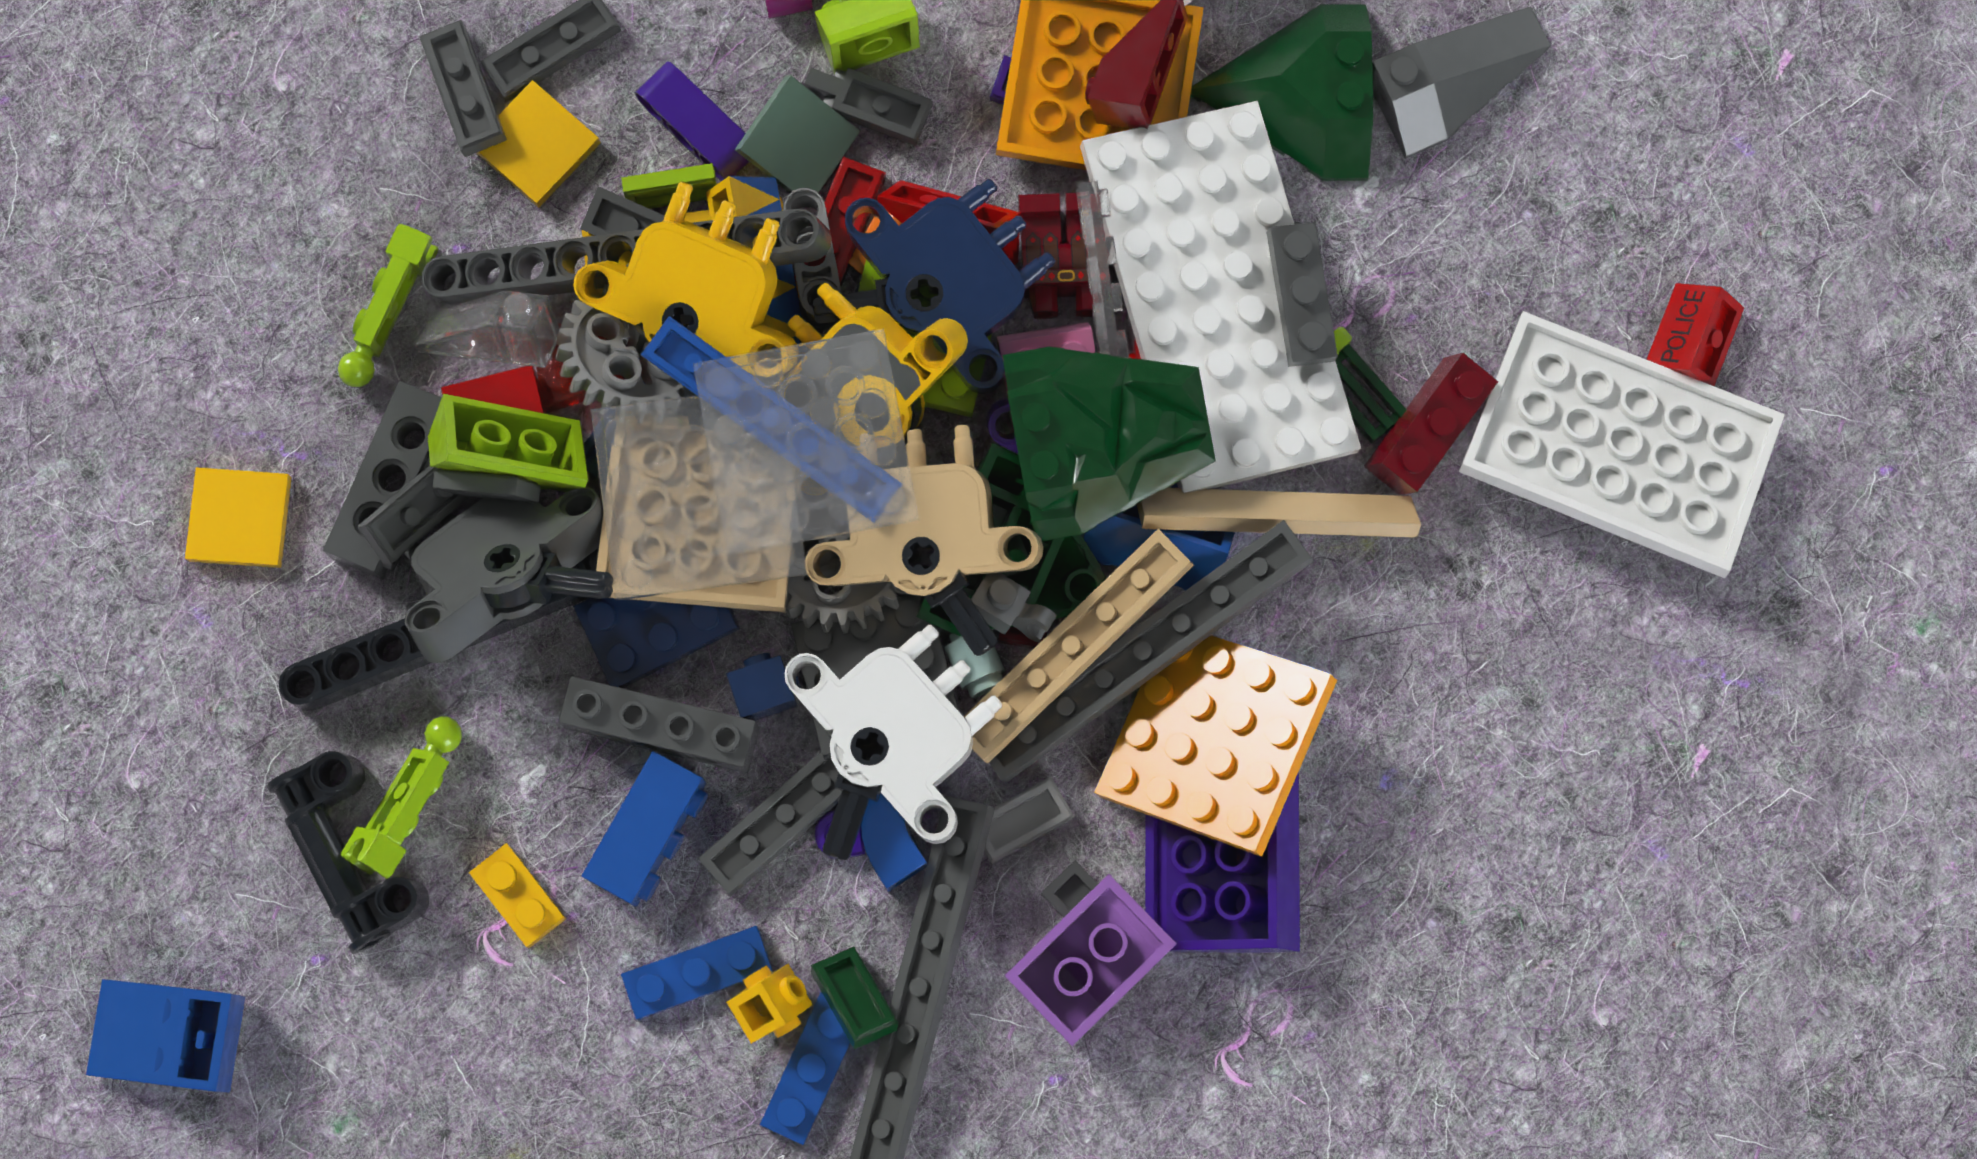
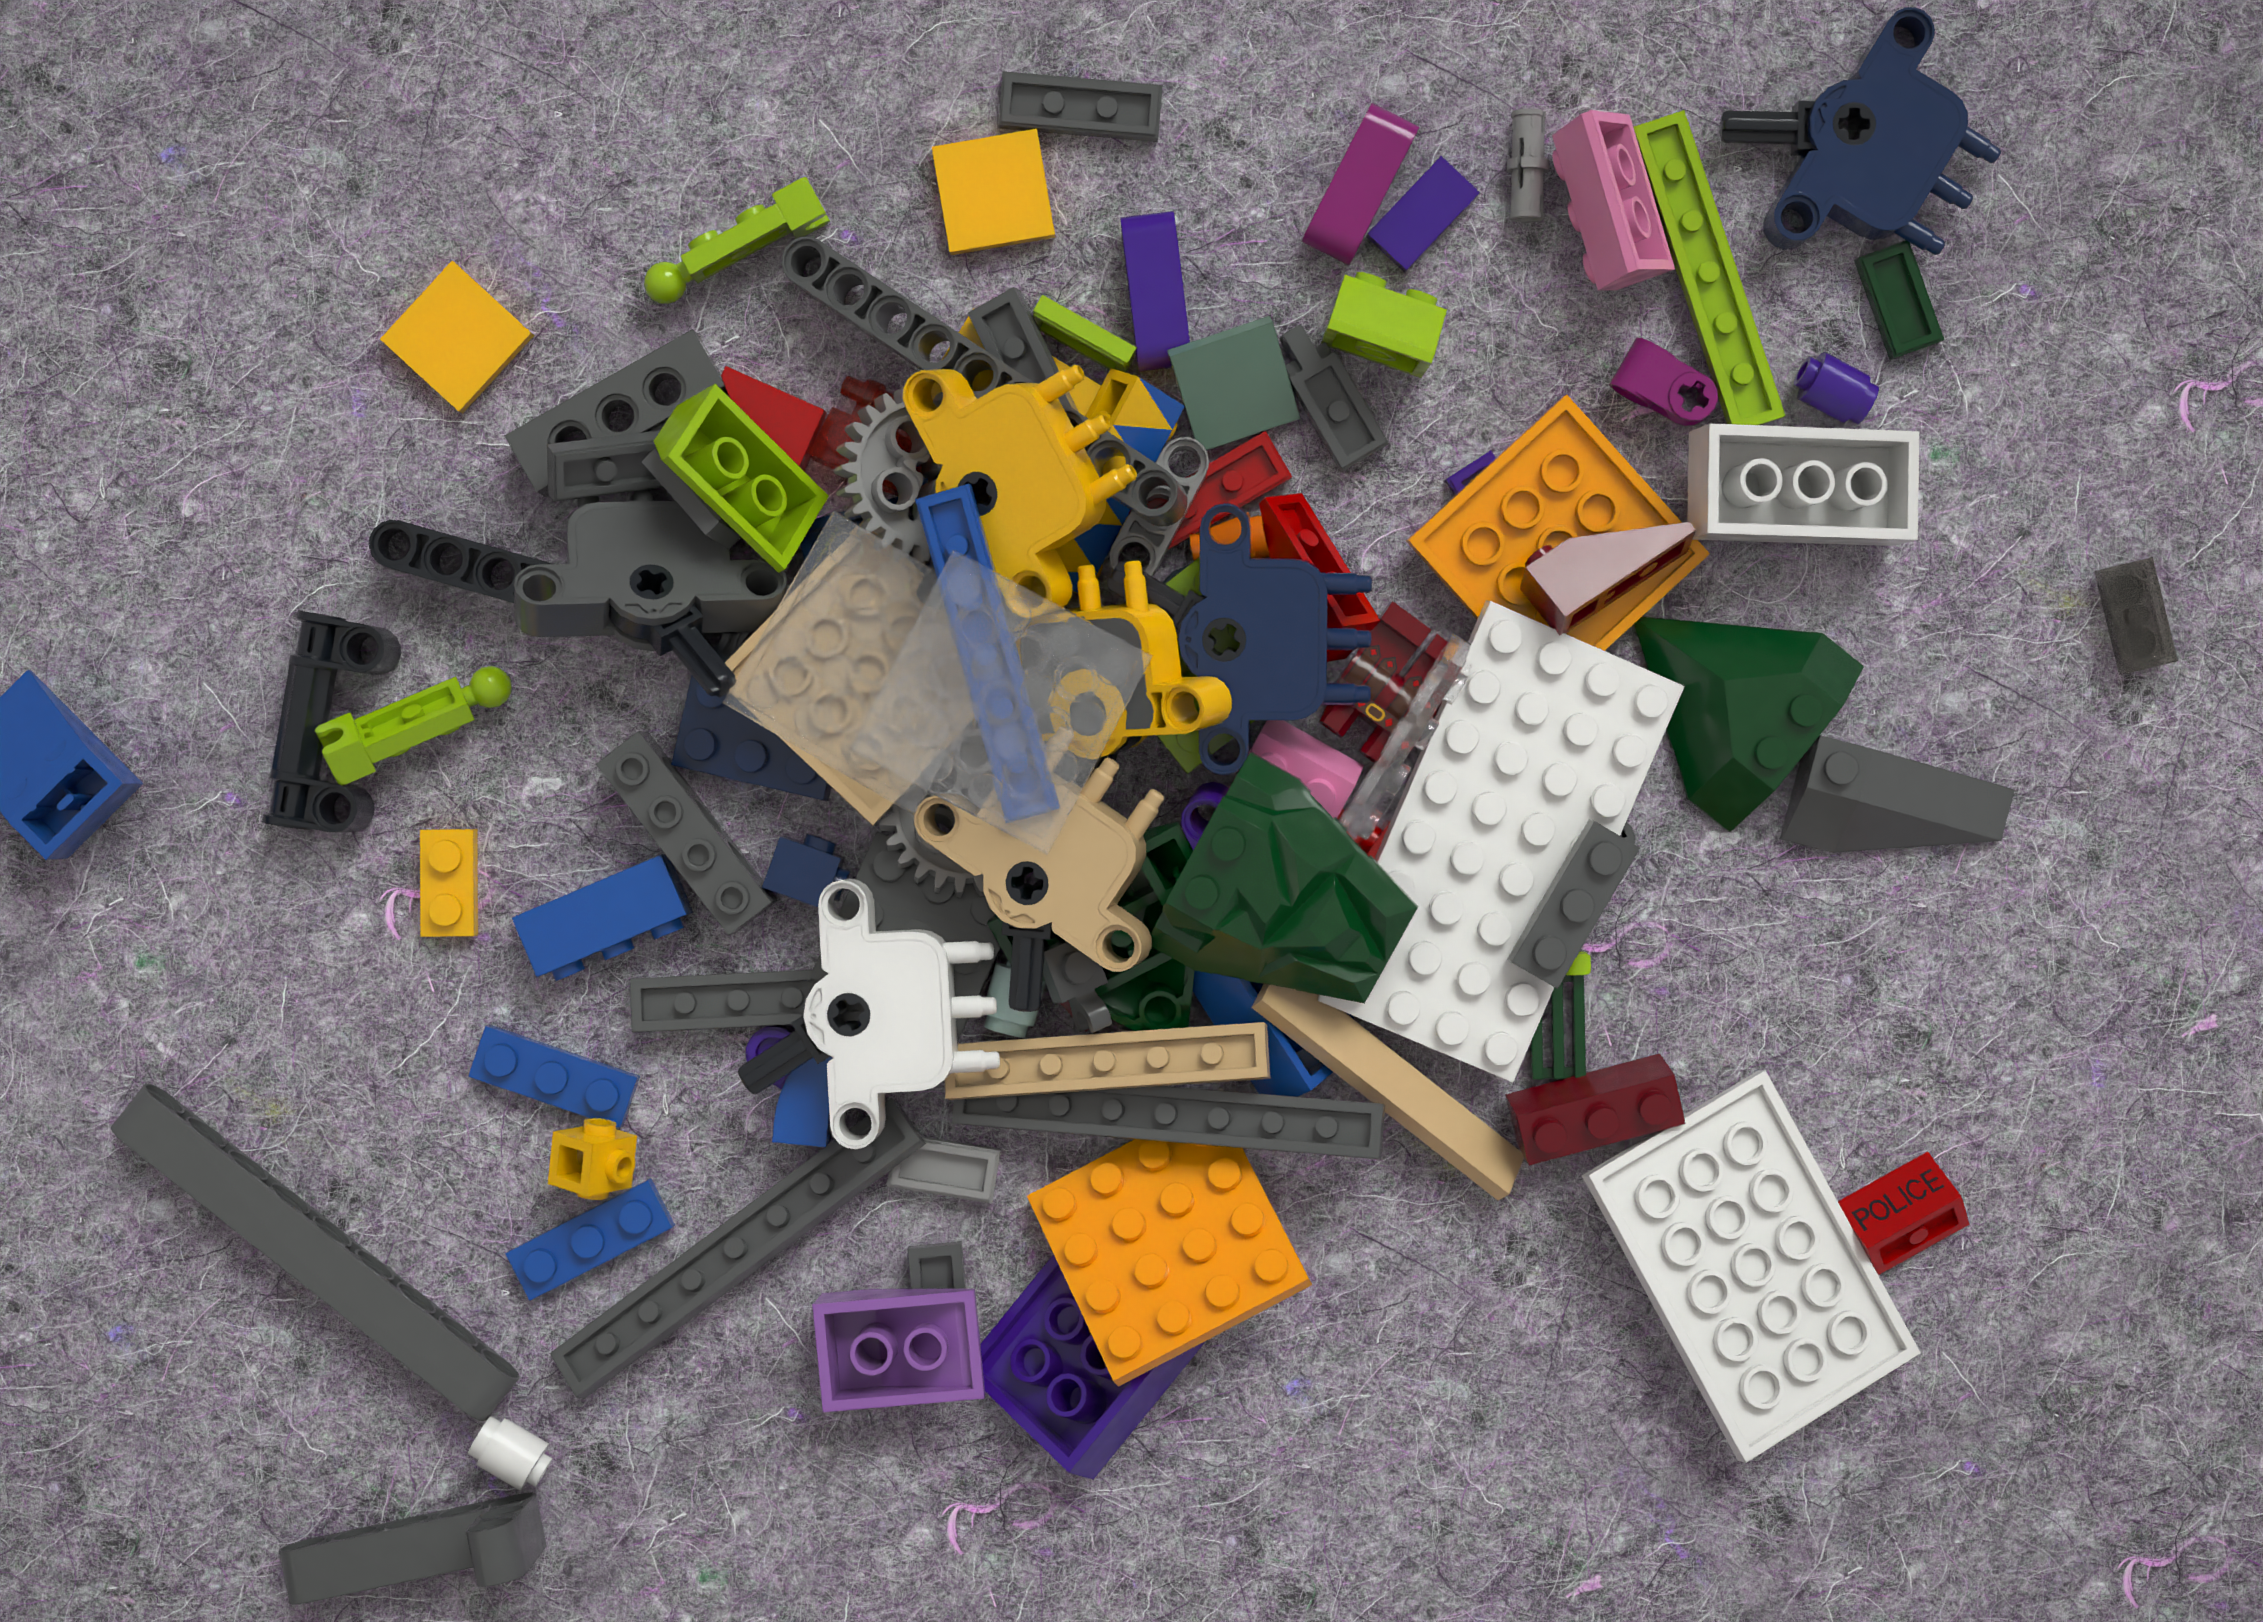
camera: 45 degrees right, 10 degrees up
(463, 88) = (966, 86): dark grey tile -> none
(494, 328) = (814, 348): clear slope -> none
(854, 997) = (671, 1211): dark green tile -> none

